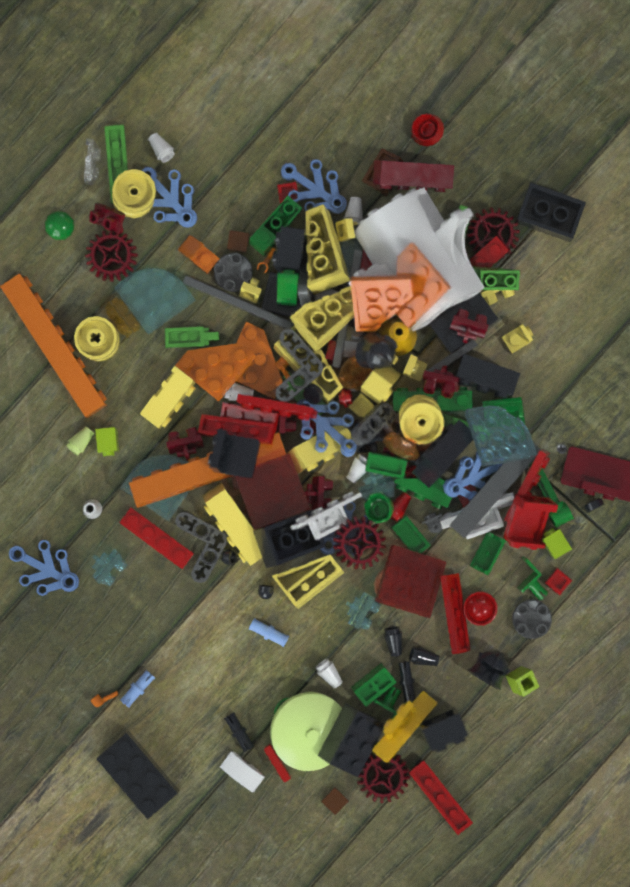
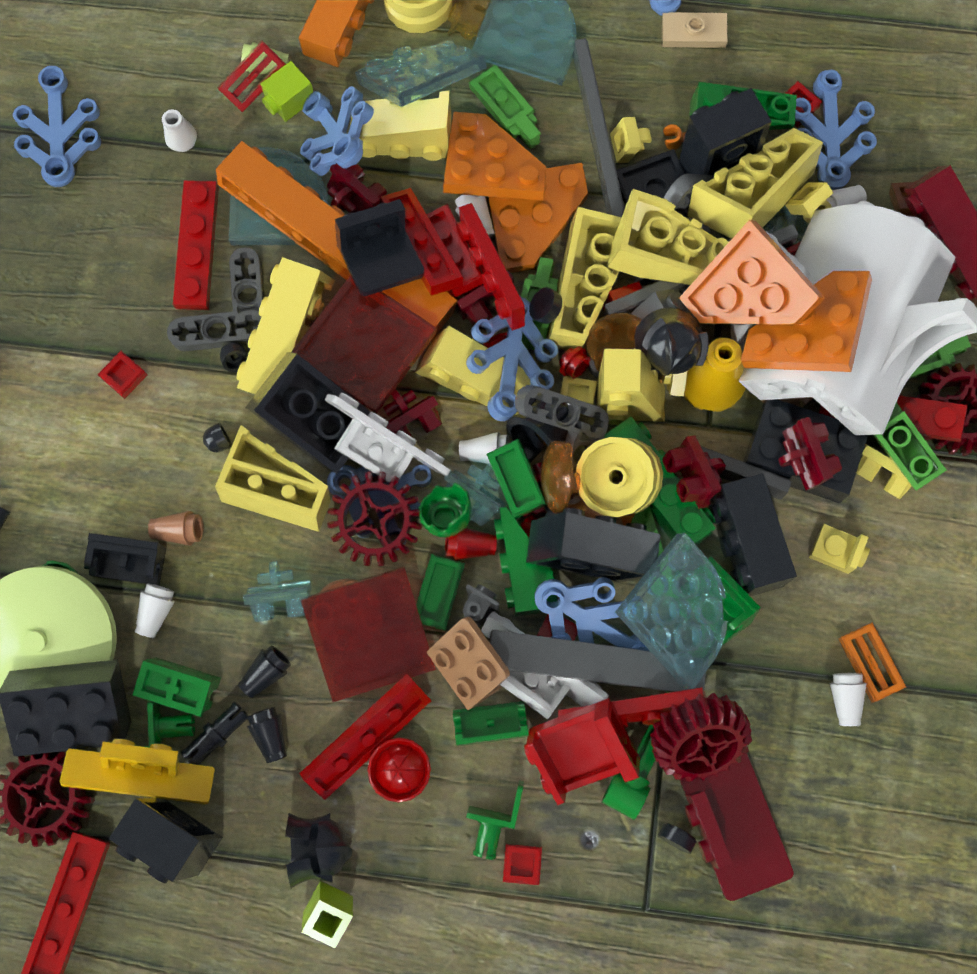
camera: 55 degrees right, 10 degrees down
(85, 453) = (242, 67): none -> red tile
(106, 565) = (95, 206): clear light blue hips -> none
(147, 370) = (419, 71): none -> clear light blue plate
(170, 434) = (346, 148): none -> medium blue plant
(198, 254) = (627, 48): orange slope -> none
(200, 616) = (122, 374): none -> red tile
(213, 214) = (694, 30): none -> tan plate
(233, 271) = (639, 98): dark grey dish -> none
(238, 241) = (681, 83): reddish brown tile -> none
(268, 632) = (158, 482): light blue pin -> none
(282, 364) = (556, 248): orange hand -> none
(287, 288) = (672, 159): green slope -> none
(296, 671) = (124, 559): none -> black hinge
(297, 638) = (177, 528): none -> nougat cone
(304, 371) = (569, 267): dark grey beam -> none
(414, 368) = (685, 422): light yellow bracket -> none
(456, 545) = (469, 663): none -> medium nougat bracket
(532, 619) = (436, 863): dark grey dish -> none
(556, 543) = (578, 818): lime brick -> none
(560, 466) = (701, 737): none -> dark red gear
(576, 369) = (873, 694): none -> orange tile
(585, 384) = (848, 697): none -> white cone

